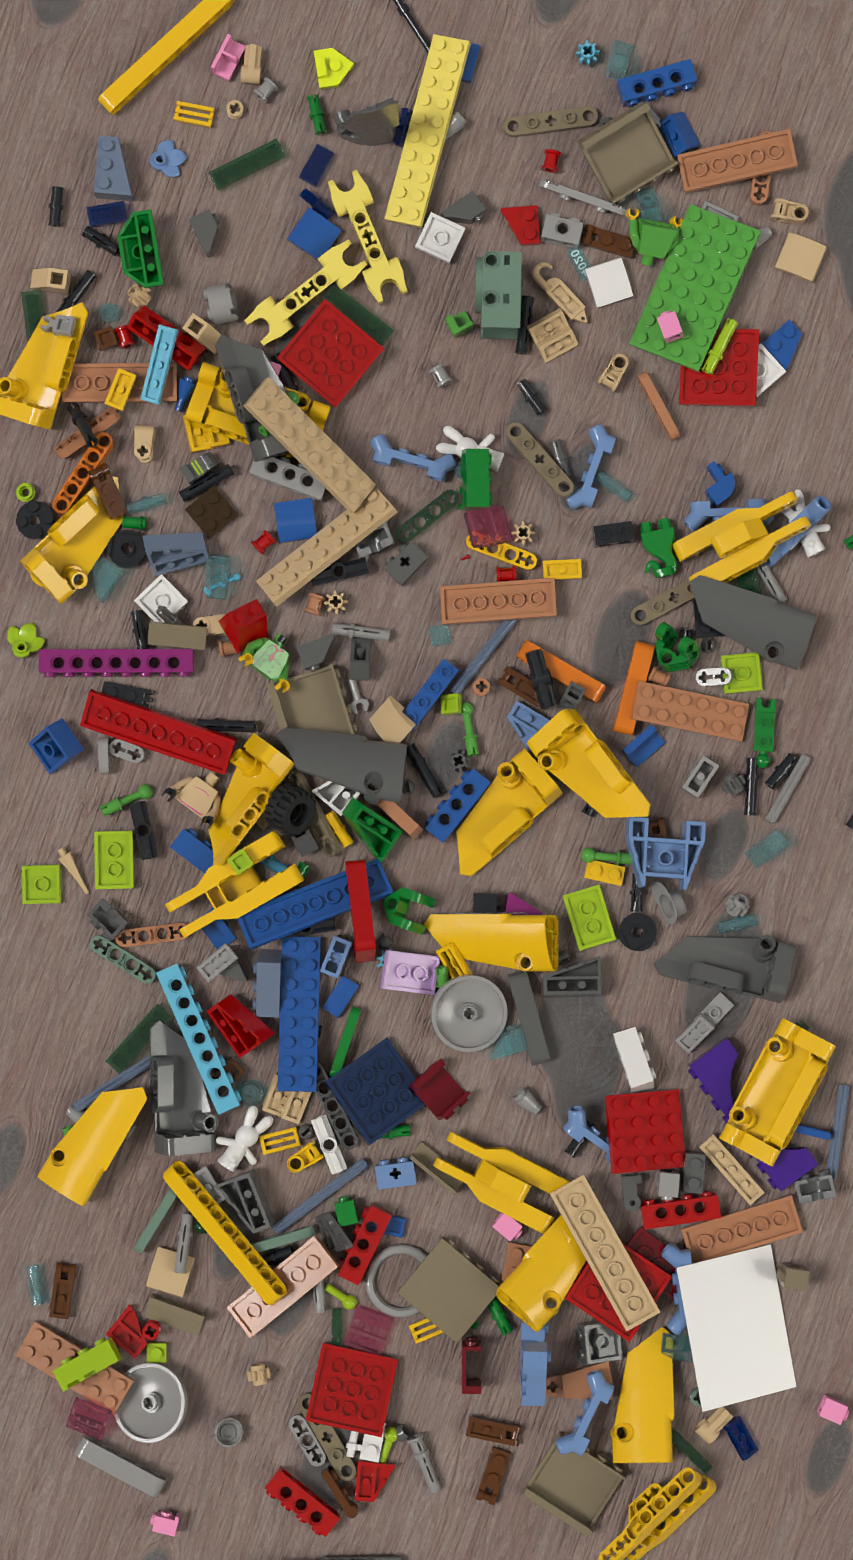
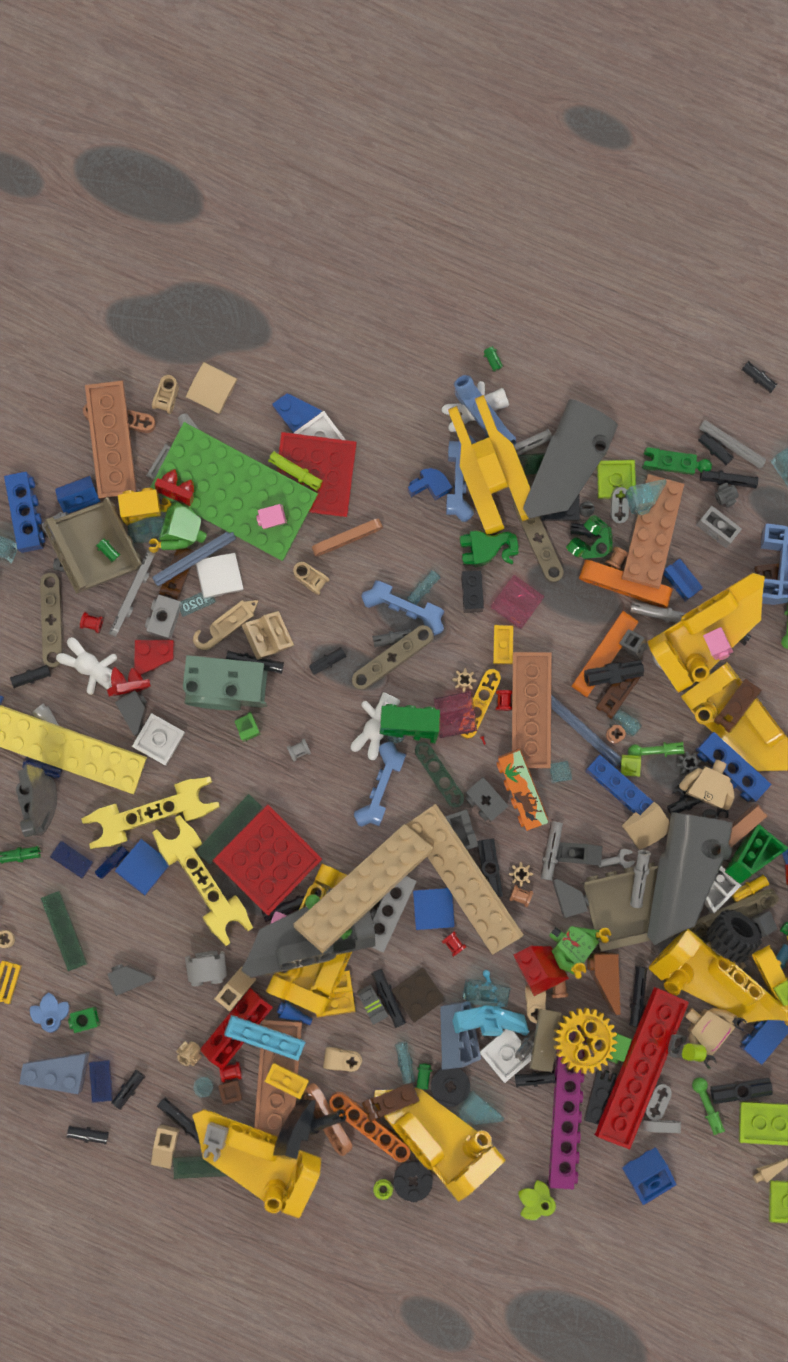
camera: 90 degrees left, 5 degrees down
(74, 400) = (295, 1130): none -> black slope
(141, 250) = (143, 1048): green wedge -> none
(167, 199) = (92, 1016): none -> green brick
(176, 707) = (621, 1048): none -> bright green brick
(177, 773) = (688, 1051): none -> leg
(189, 686) = (570, 1049): none -> yellow gear
(191, 580) = (490, 1021): none -> medium azure plate
(244, 689) = (605, 972): none -> dark orange slope
(346, 717) = (641, 871): none -> light grey pin
(419, 597) = (523, 789): none -> brick
(435, 780) = (709, 786): none -> tan torso
(488, 194) = (121, 687): none -> red tile
(492, 106) = (30, 676): none -> black pin
(493, 699) = (630, 724): none -> clear light blue cone
(508, 161) = (88, 665): none -> white animal
(519, 805) = (738, 705): none -> reddish brown plate
(525, 721) = (654, 691): medium blue wing -> none
(577, 777) = (718, 644): none -> bright pink brick
(606, 581) = (517, 602): none -> clear pink slope
(608, 719) = (656, 612): none -> light grey pin
(623, 254) = (193, 558): none -> sand blue axle
(624, 168) = (105, 547): none -> green pin
(671, 194) = (139, 505): none -> yellow brick
(692, 220) = (167, 487): none -> red tile
(723, 698) = (644, 496): none -> clear light blue slope

